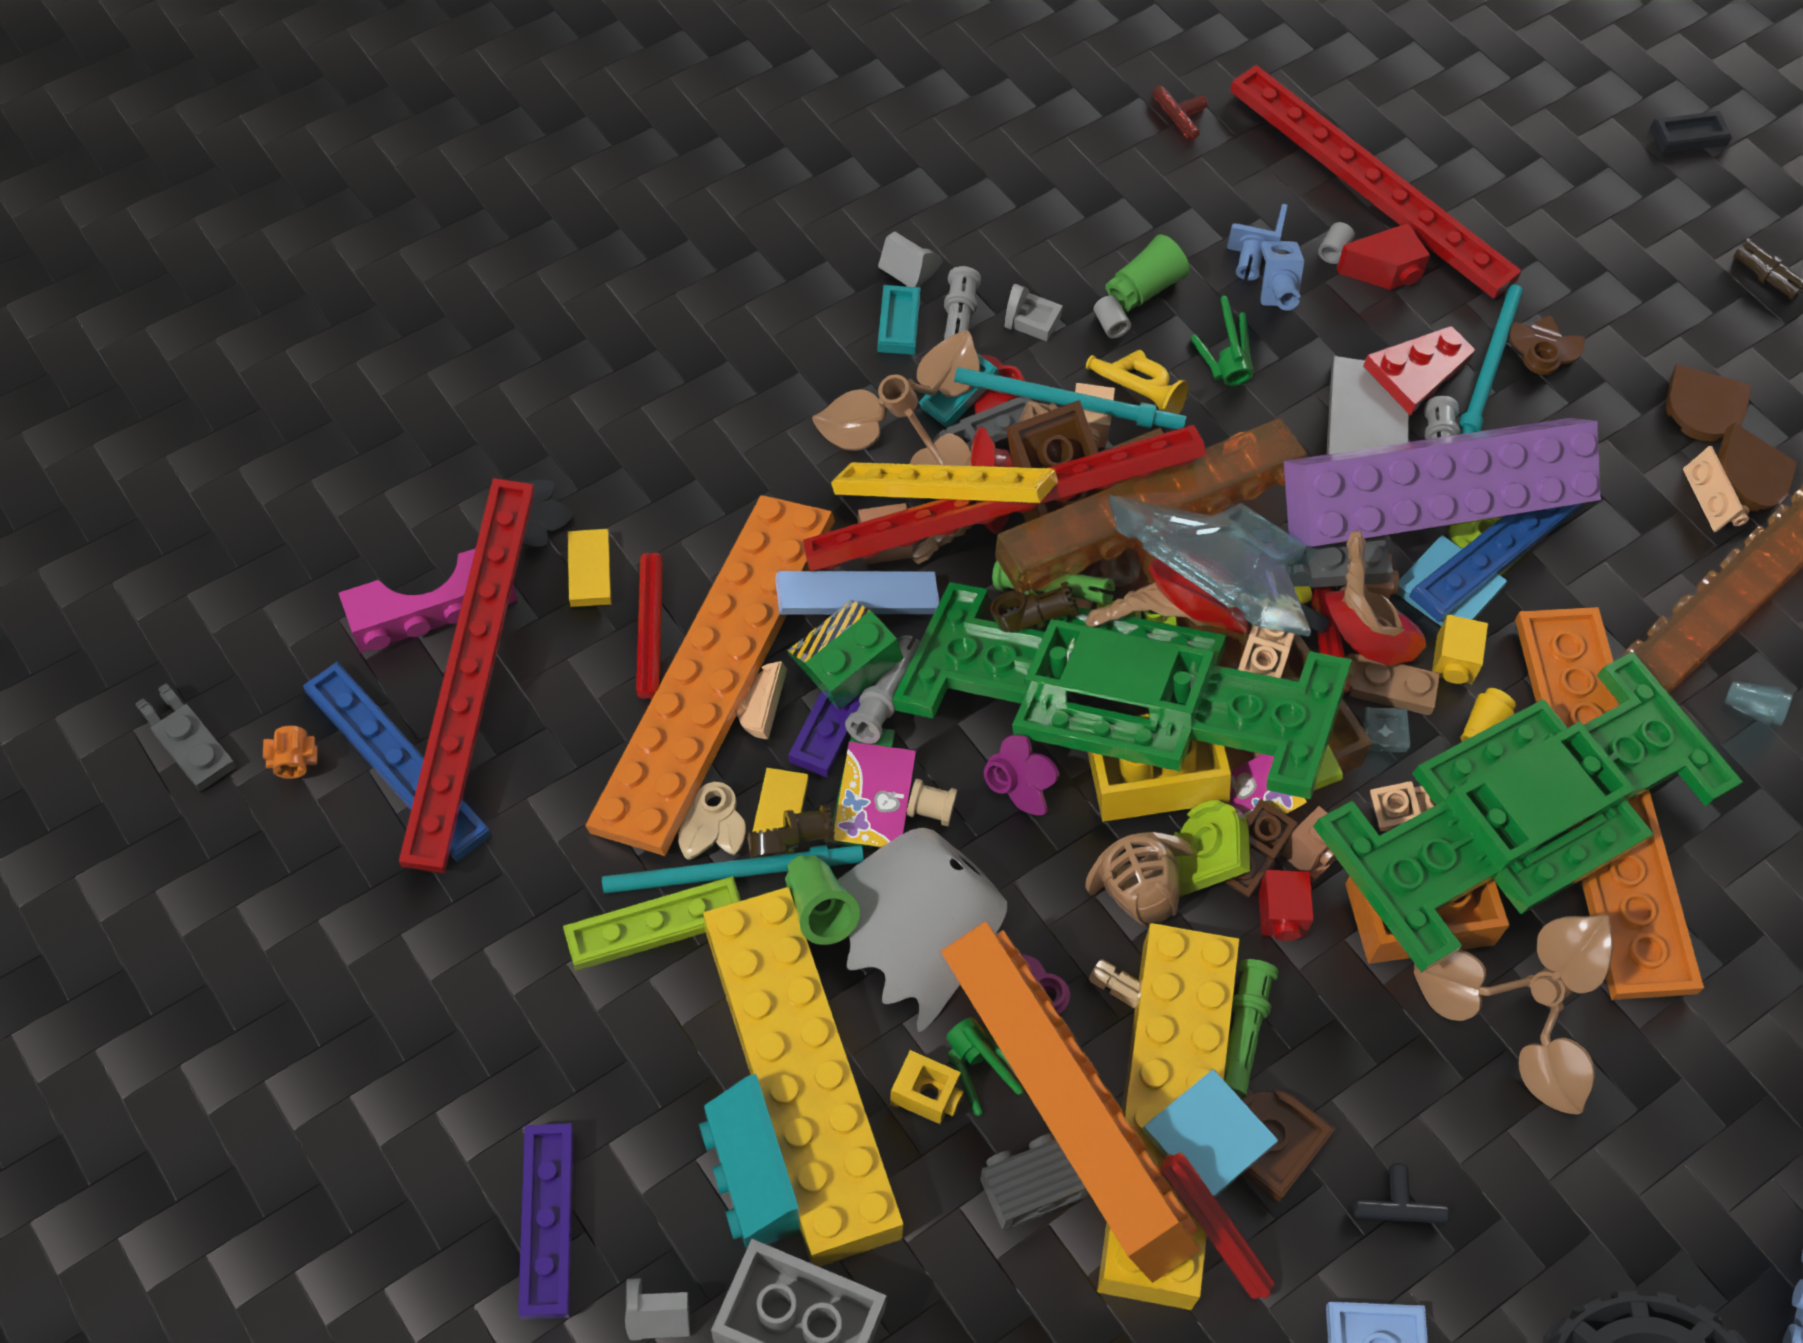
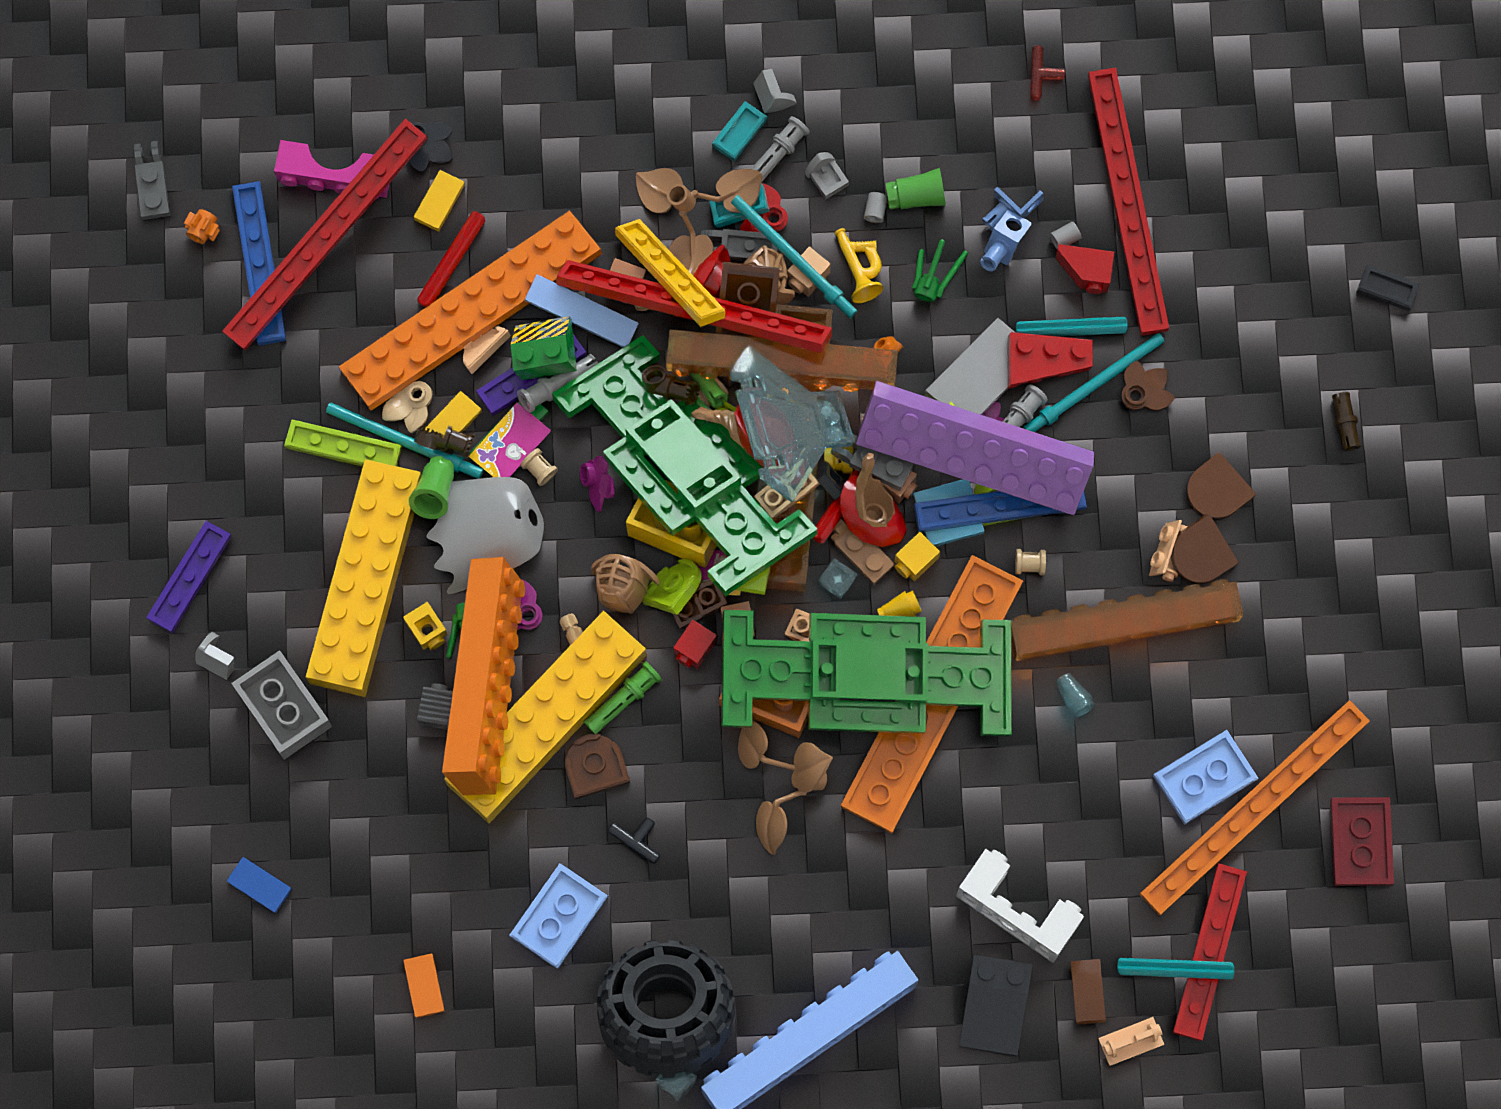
camera: 35 degrees right, 15 degrees up
(750, 1165) = (304, 611): teal slope -> none
(1212, 1132) = (546, 741): medium azure tile -> none
(1217, 1225) = (518, 788): red axle -> none
(1423, 322) = (1074, 327): none -> teal axle
(1578, 588) = (1030, 562): none -> tan bush

